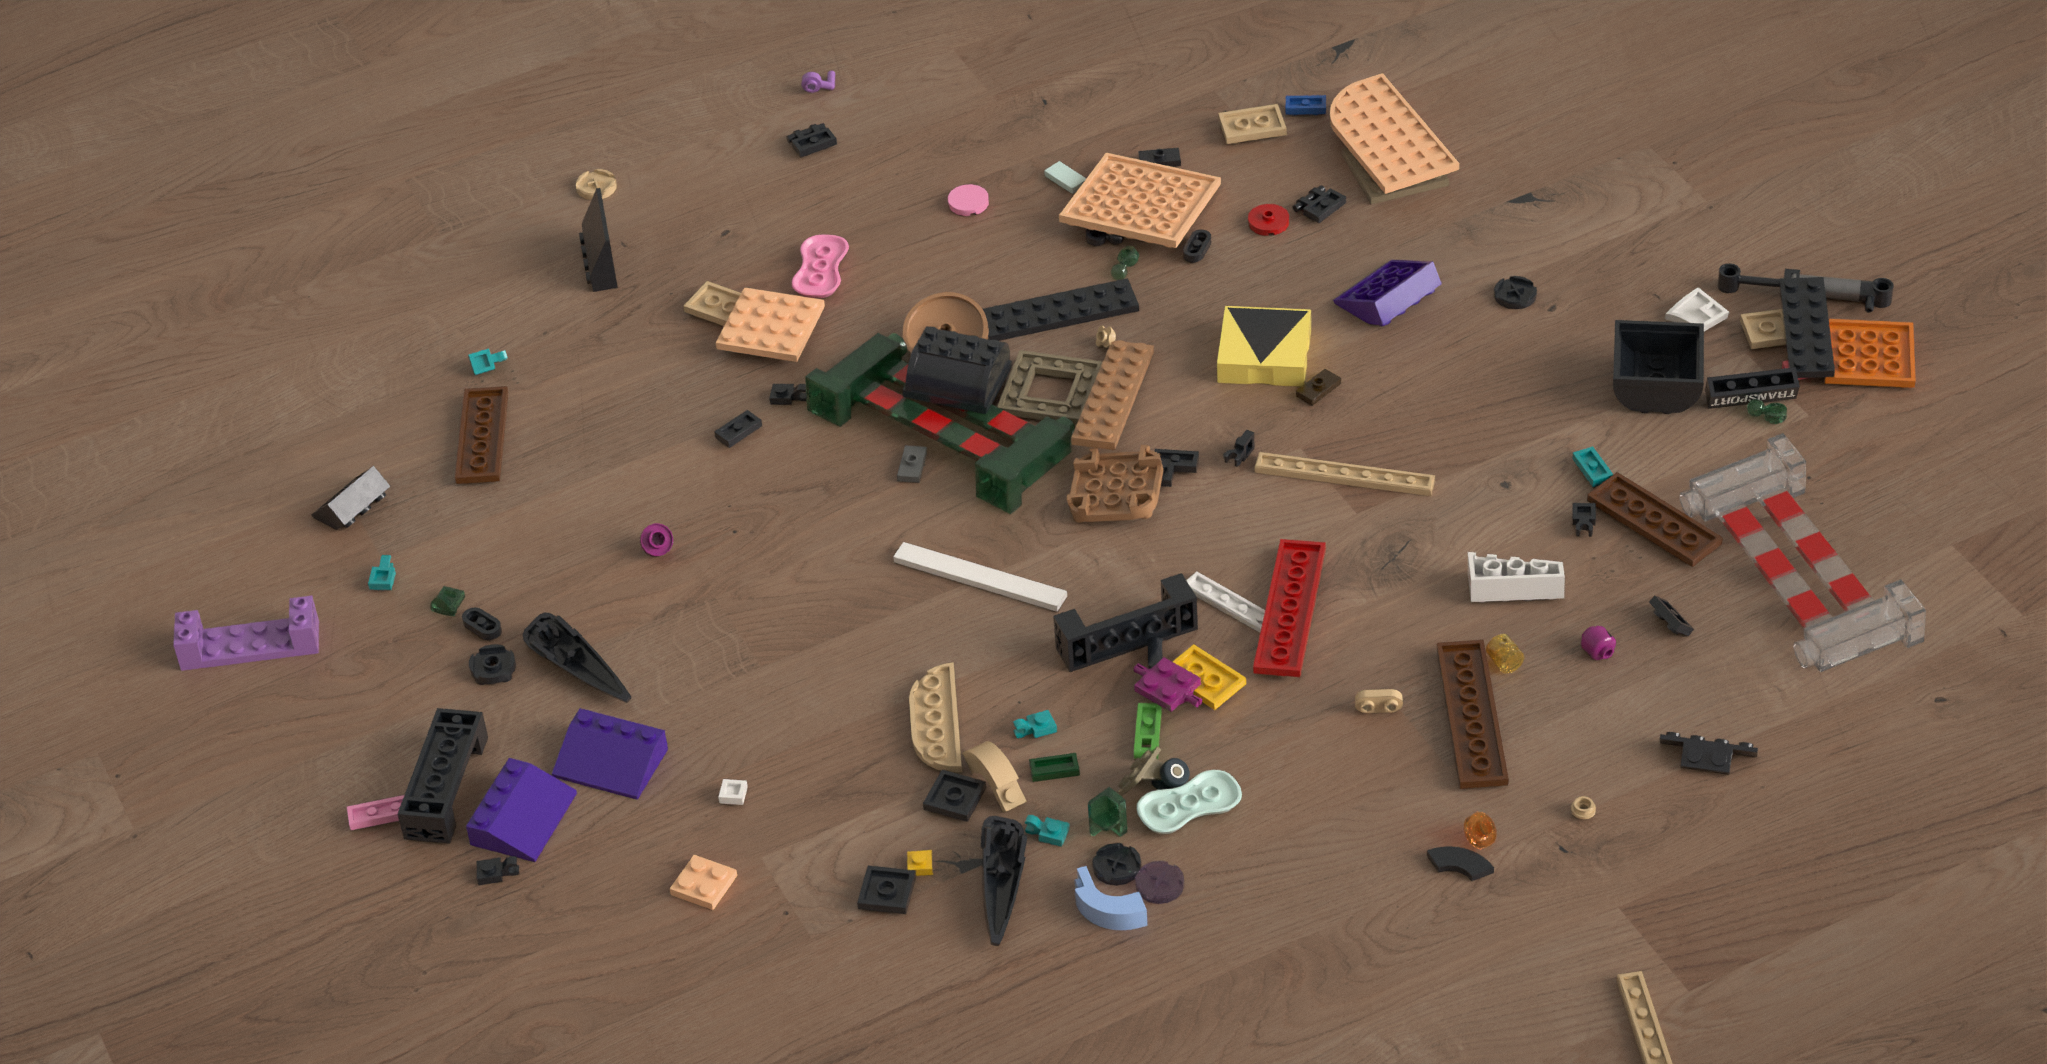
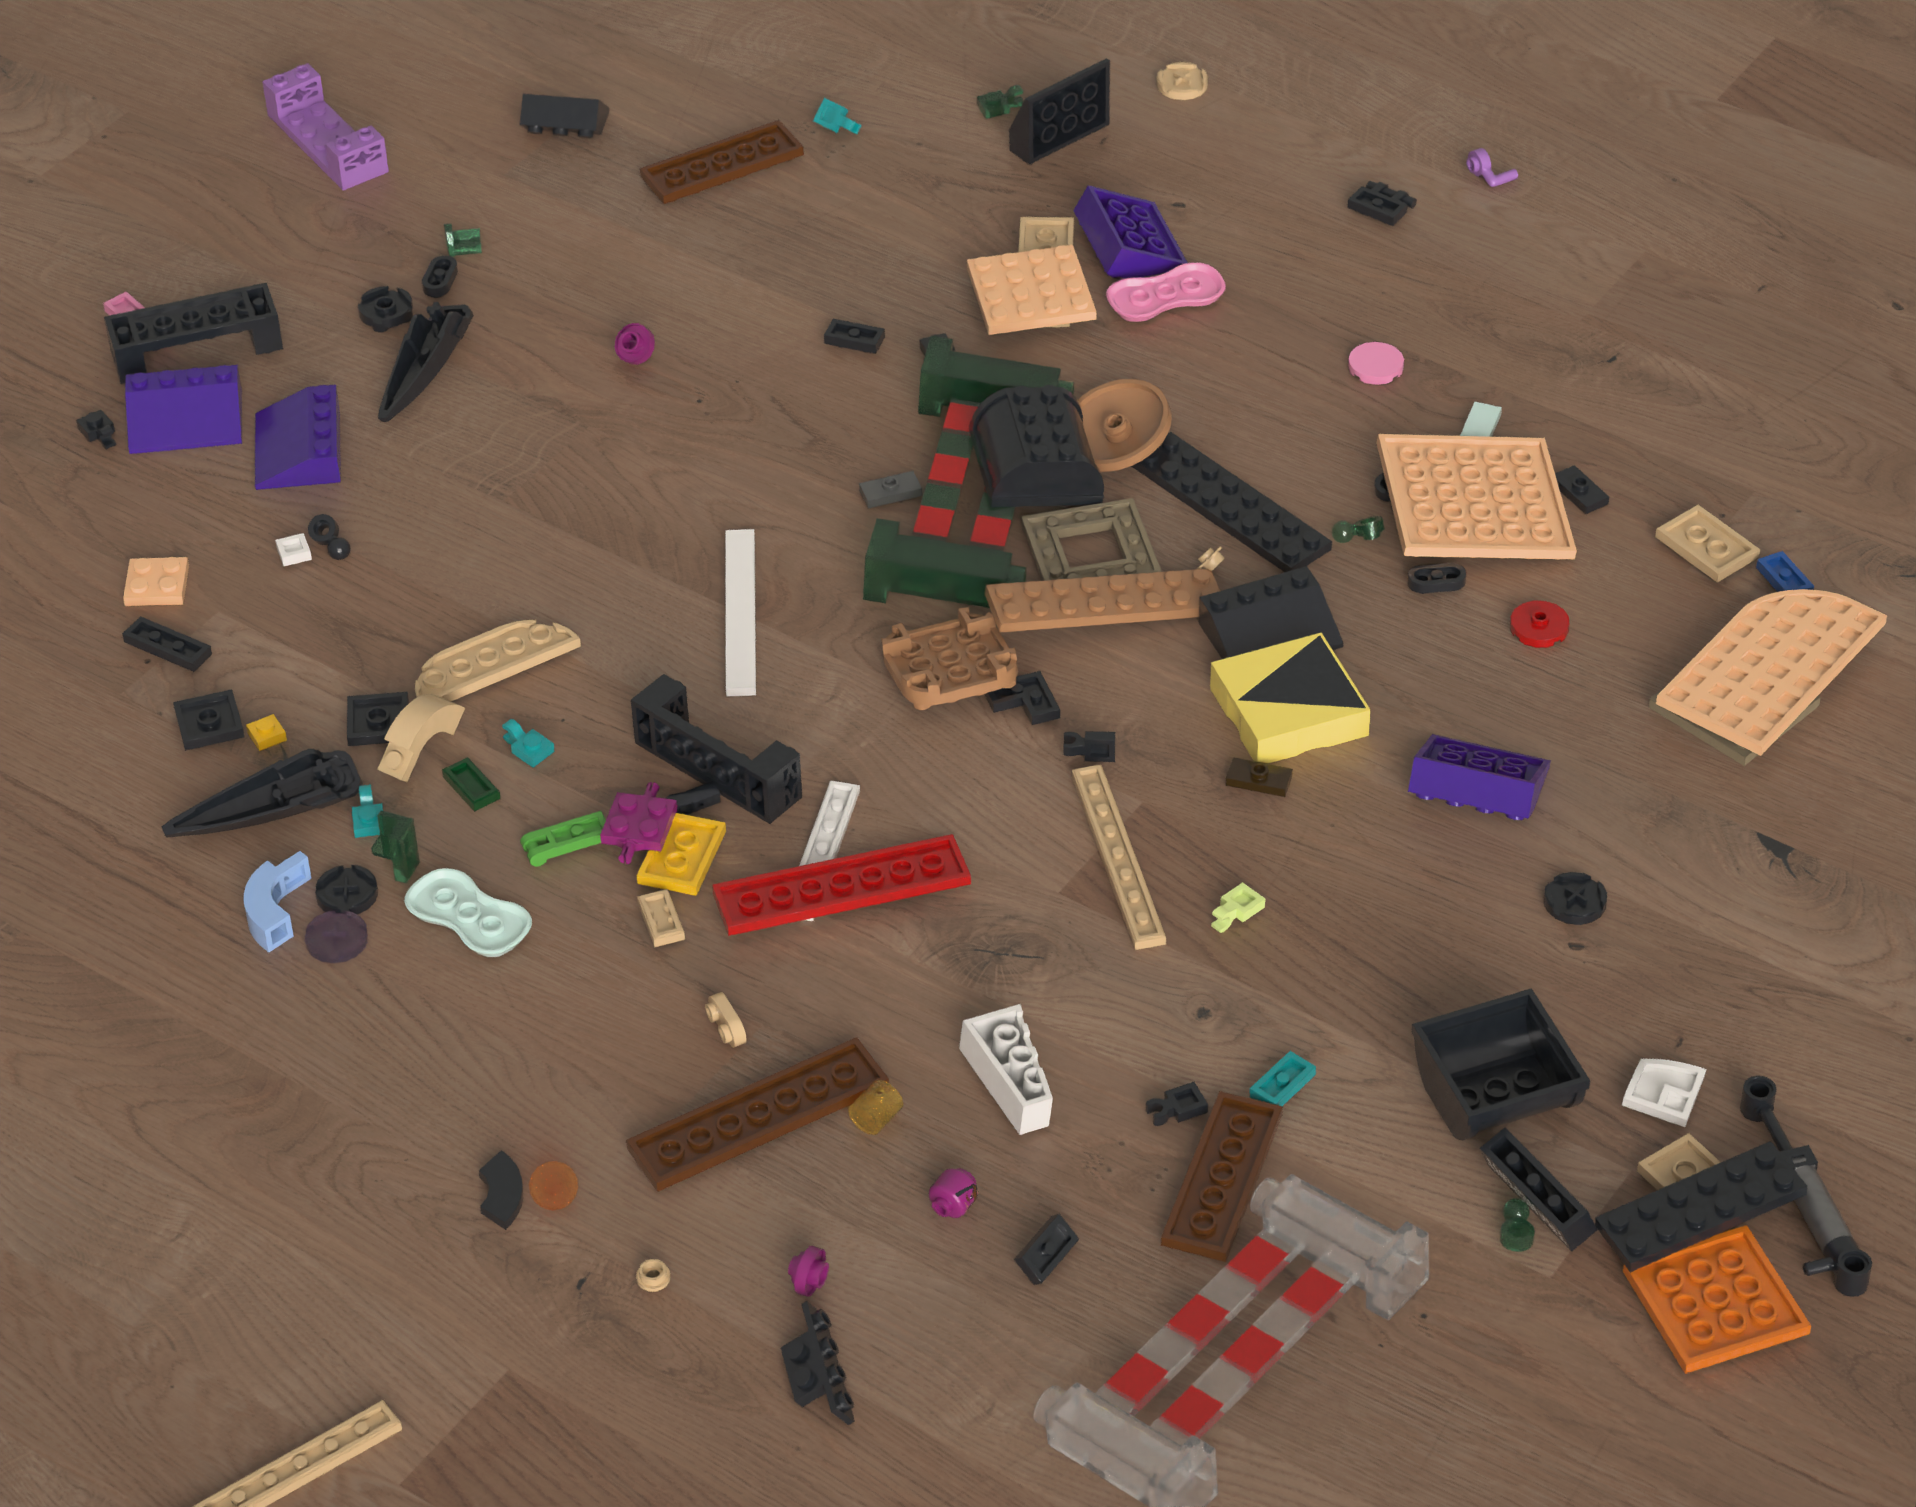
camera: 60 degrees right, 0 degrees up
(382, 576) = (470, 182): teal plate -> none
(539, 279) = (998, 104): none -> clear green plate
(745, 264) = (1127, 234): none -> dark purple slope
(746, 768) = (338, 547): none -> black plate
(784, 892) = (167, 644): none -> black plate
(1162, 776) = (498, 877): plate -> none
(1185, 331) = (1267, 614): none -> black slope
(1259, 706) = (661, 918): none -> tan plate
(1319, 203) = (1602, 657): black plate -> none
(1430, 432) = (1238, 903): none -> yellowish green plate
(1630, 727) = (808, 1270): none -> magenta plate

